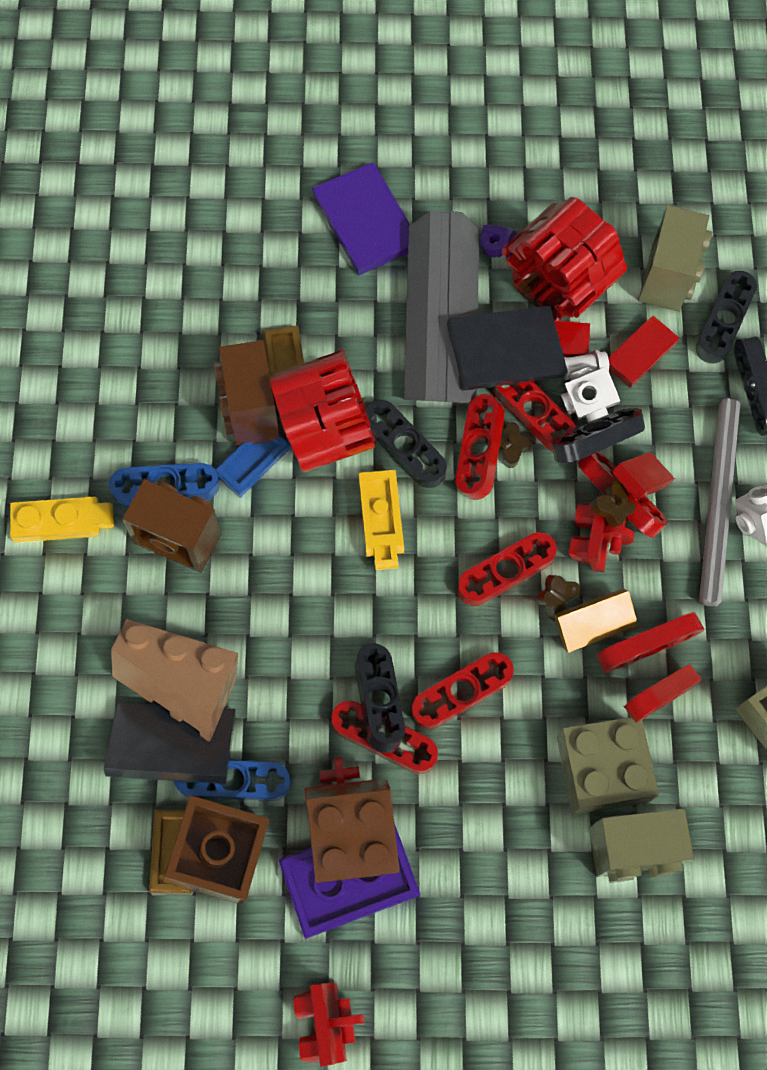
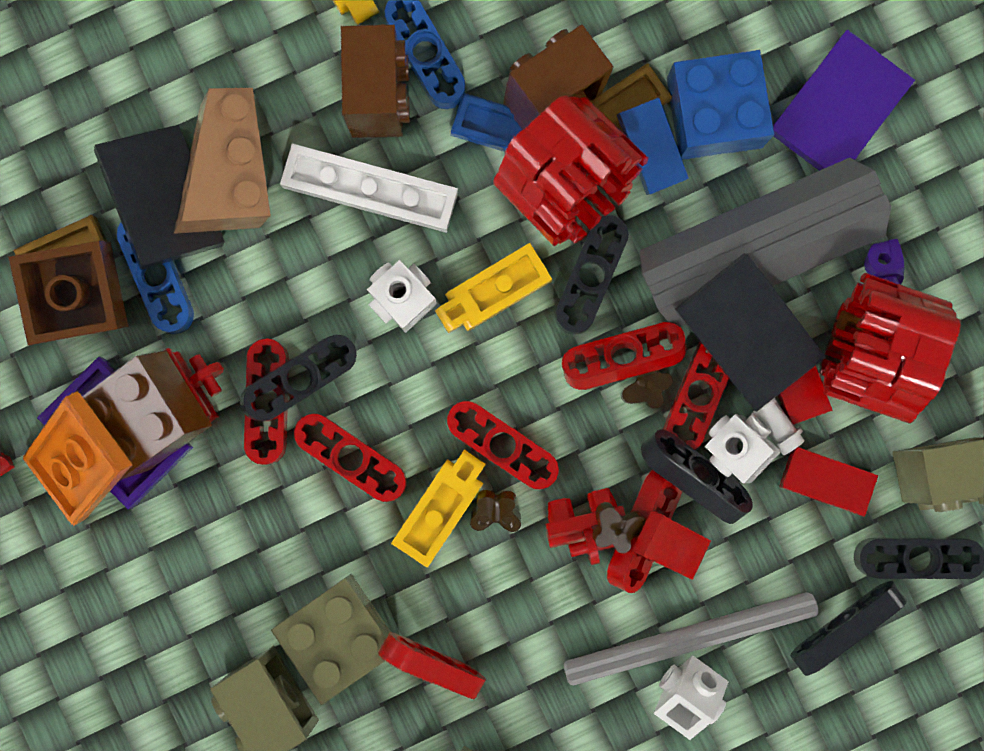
camera: 65 degrees right, 15 degrees up
(251, 575) = (369, 188): none -> white plate
(311, 346) = (651, 133): none -> blue tile
(323, 294) = (720, 104): none -> blue brick
(352, 586) = (407, 309): none -> white brick
(363, 906) = (76, 459): none -> orange tile
(537, 638) = (440, 508): none -> yellow hinge
(596, 620) = (488, 562): tile -> none
(649, 642) = (490, 629): red beam -> none

